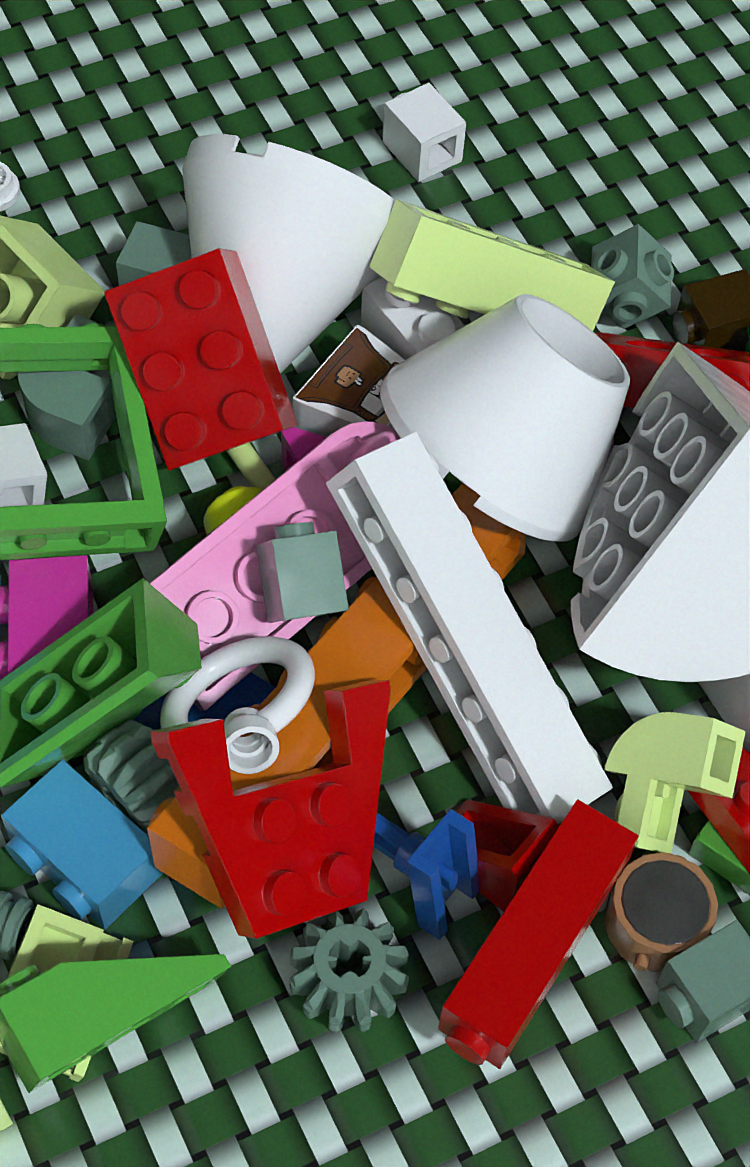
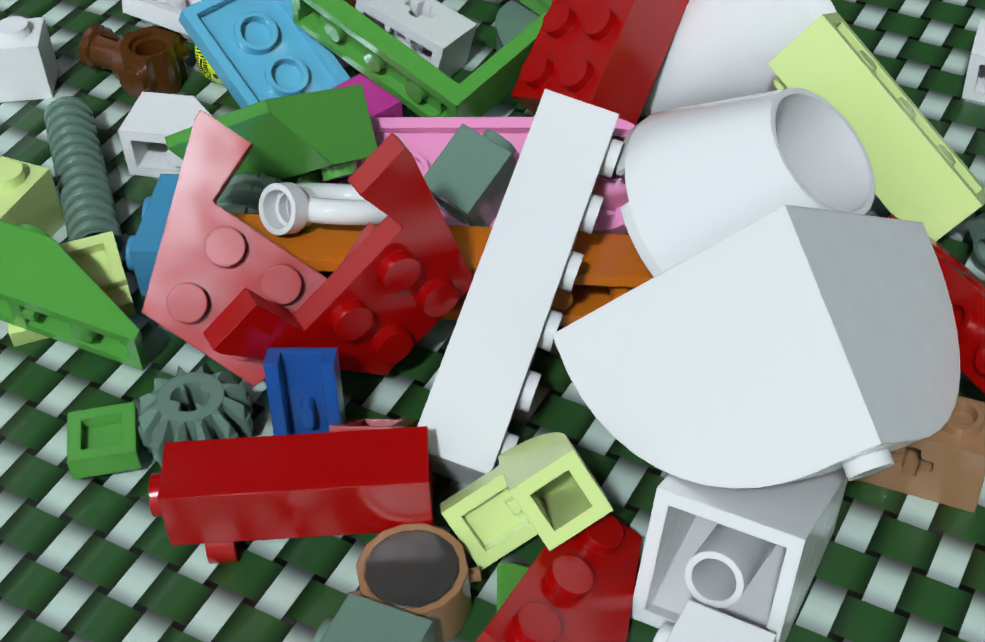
camera: 60 degrees right, 15 degrees down
(306, 1061) = (103, 440): none -> bright green plate
(409, 760) = (380, 295): none -> red wing

